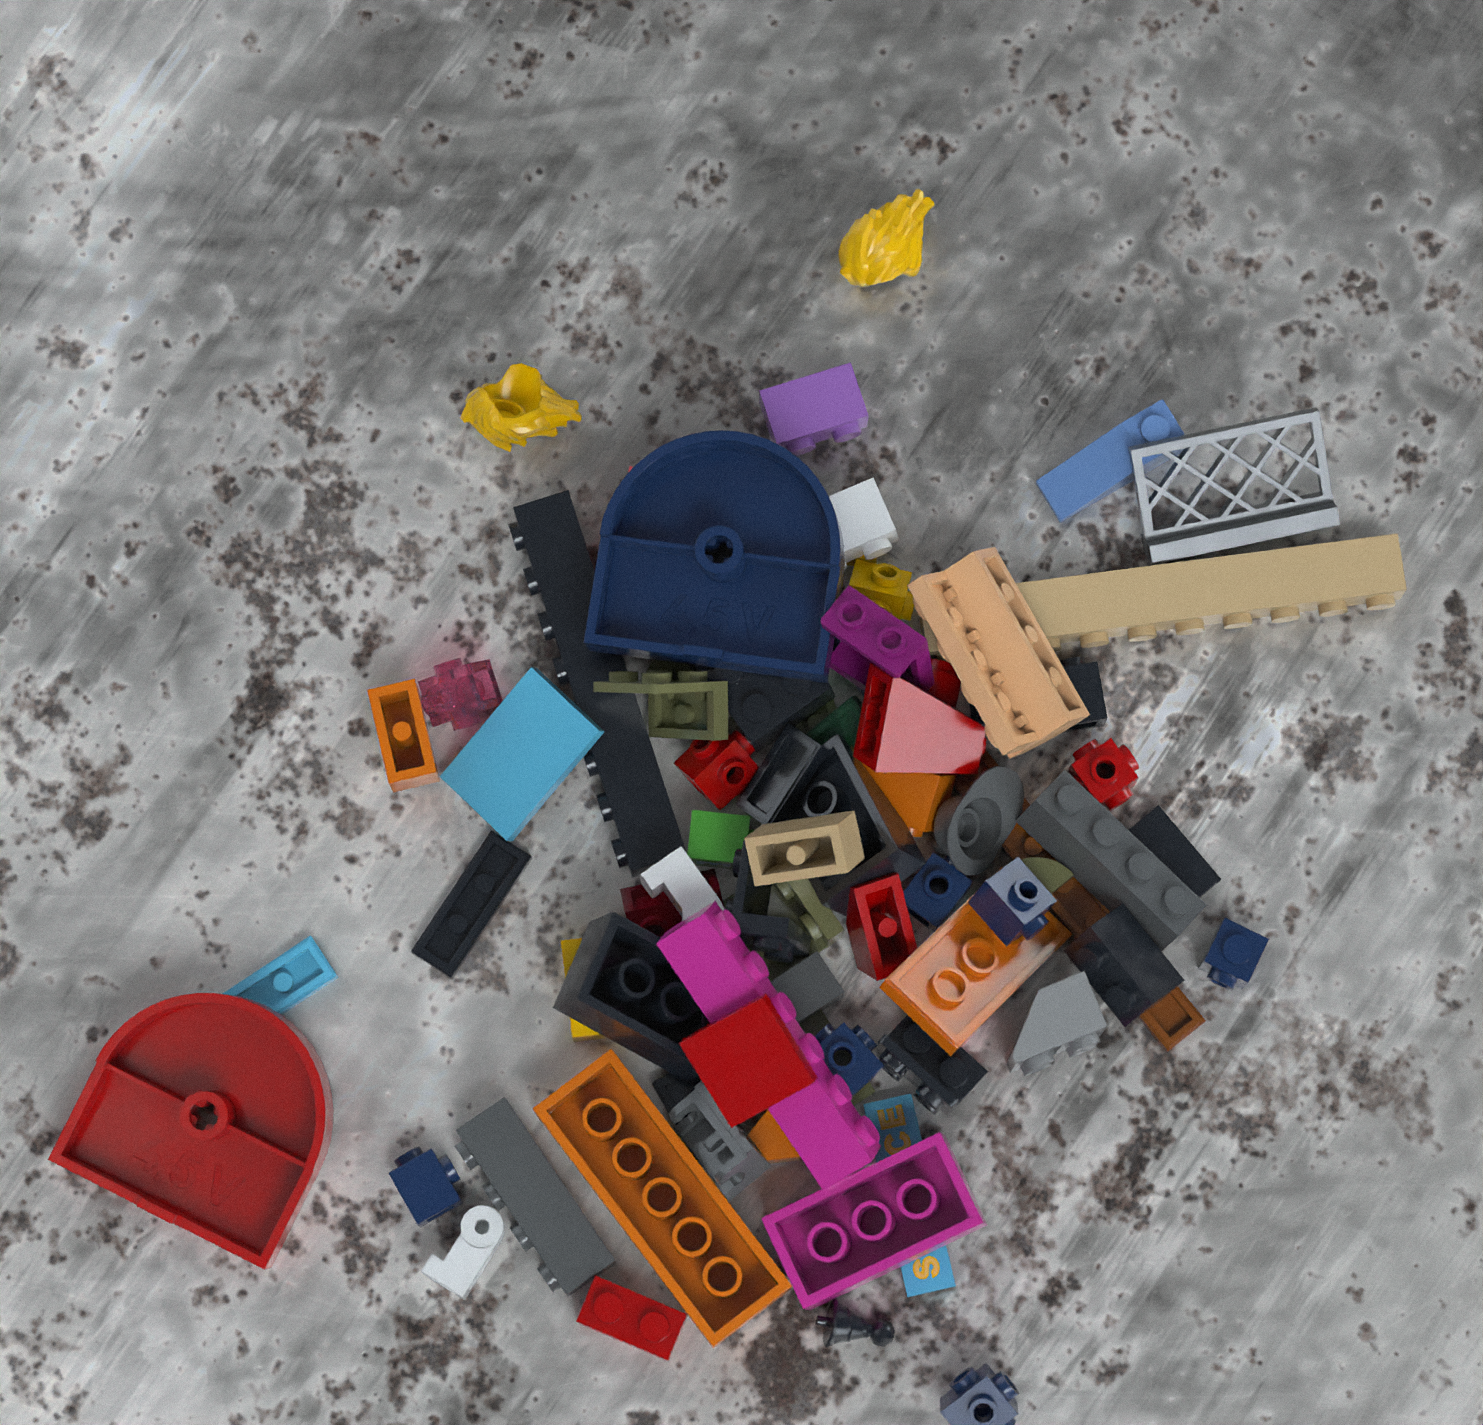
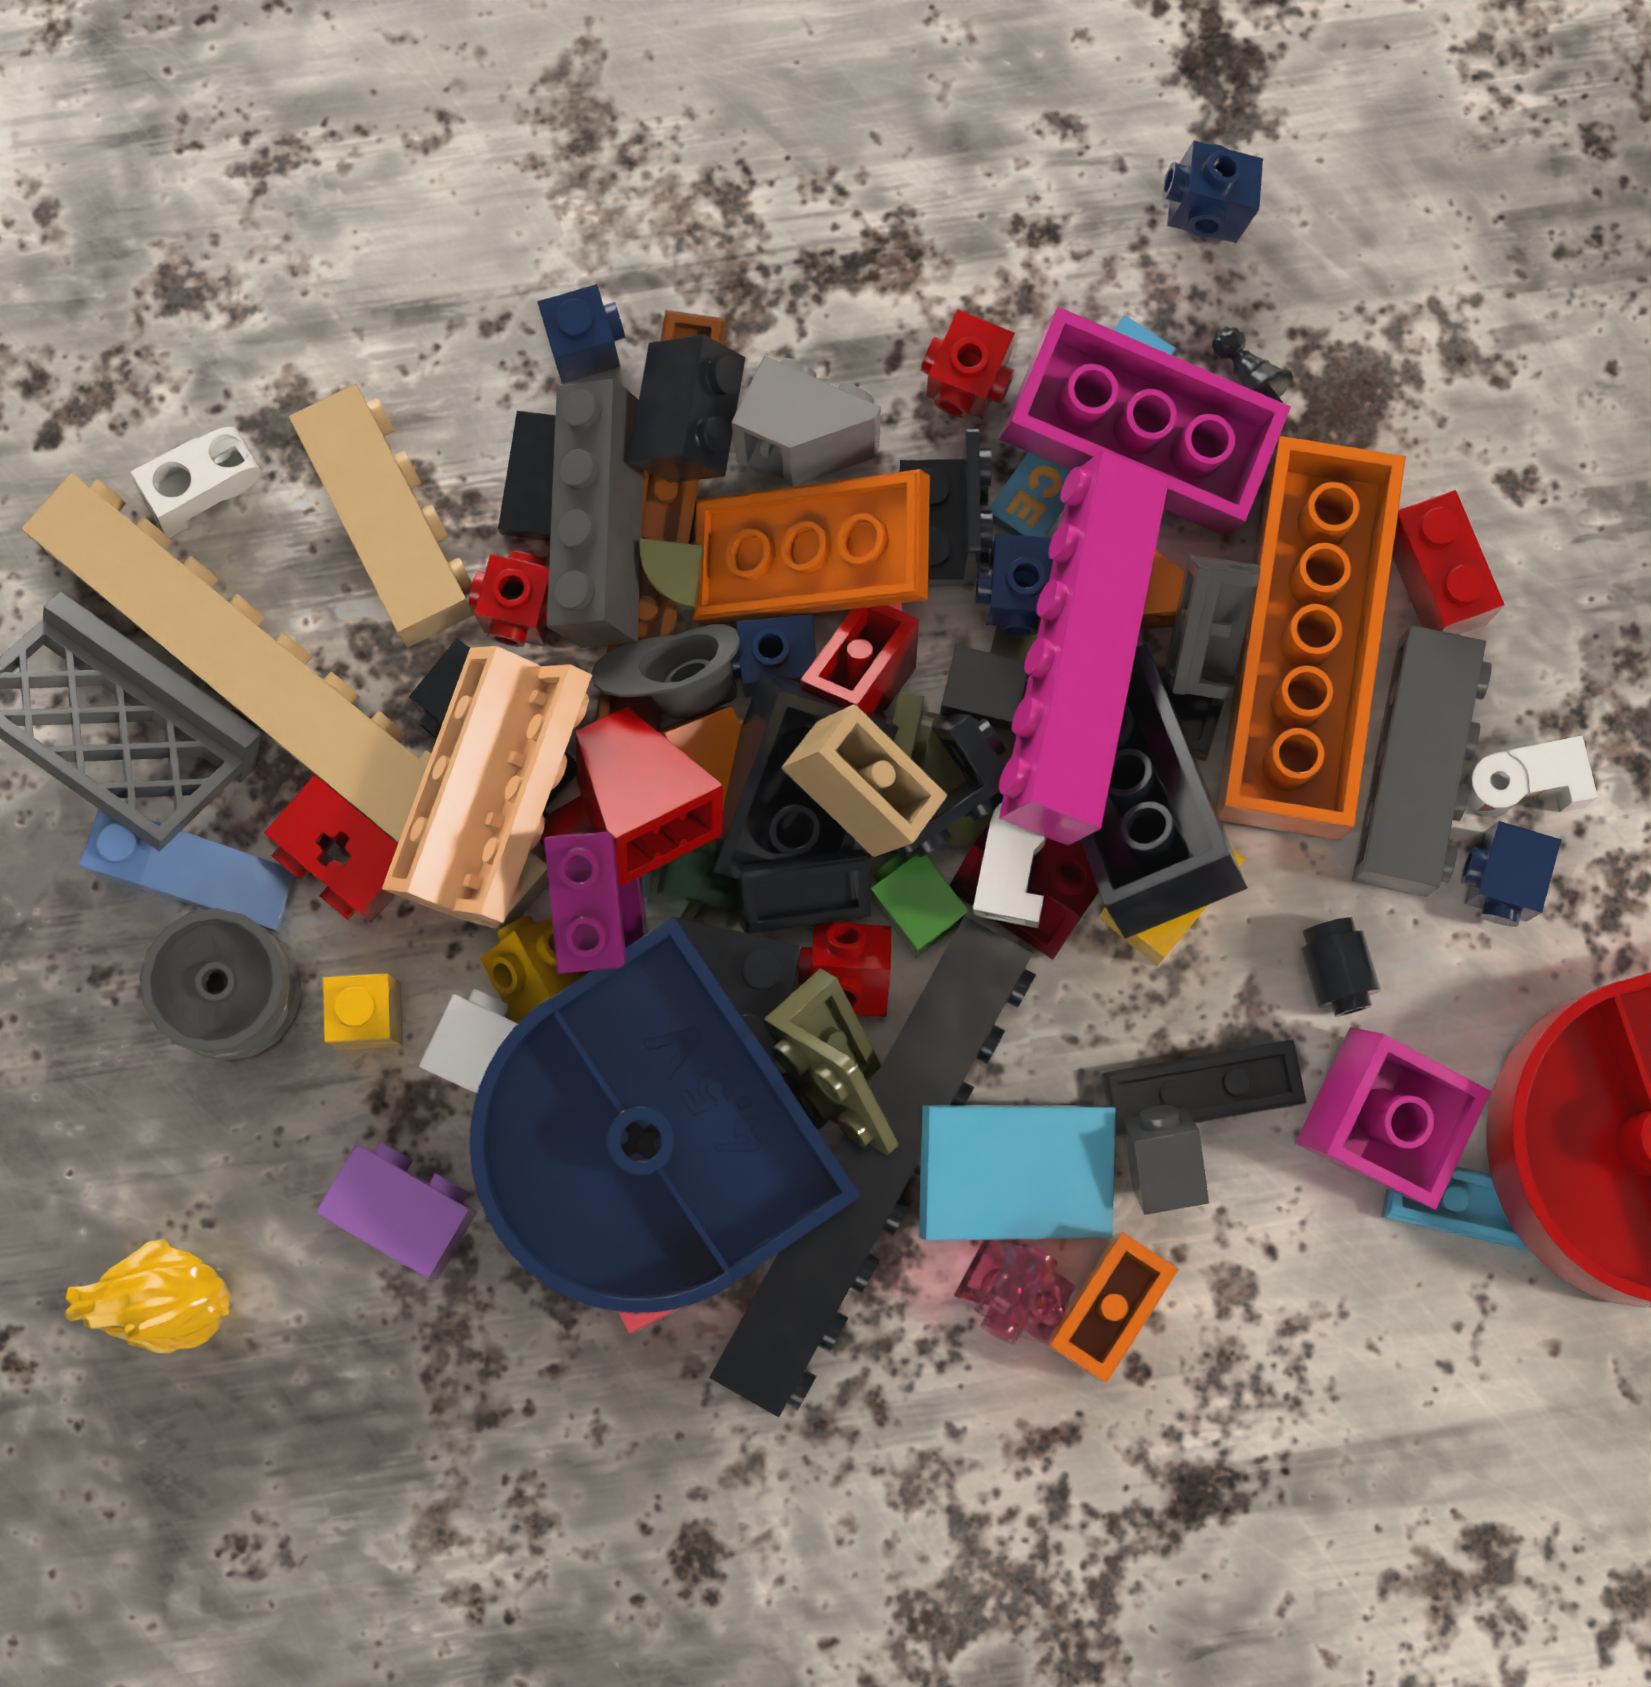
camera: 130 degrees left, 0 degrees up
(358, 984) = (1393, 1116): none -> dark pink slope
(452, 840) = (1165, 1159): none -> dark grey brick
(465, 1040) = (1340, 966): none -> black brick
(518, 408) = (668, 1516): yellow hair -> none
(748, 1060) = (1125, 640): red tile -> none
(941, 484) = (362, 1011): none -> yellow brick
(1003, 1177) = (969, 366): none -> red brick
(1013, 902) = (722, 561): dark blue brick -> none
(1029, 392) = (187, 969): none -> dark grey wheel
(1065, 531) = (310, 828): none -> red brick
(1226, 746) = (382, 515): none -> tan brick
(1345, 661) = (195, 478): none -> white leg

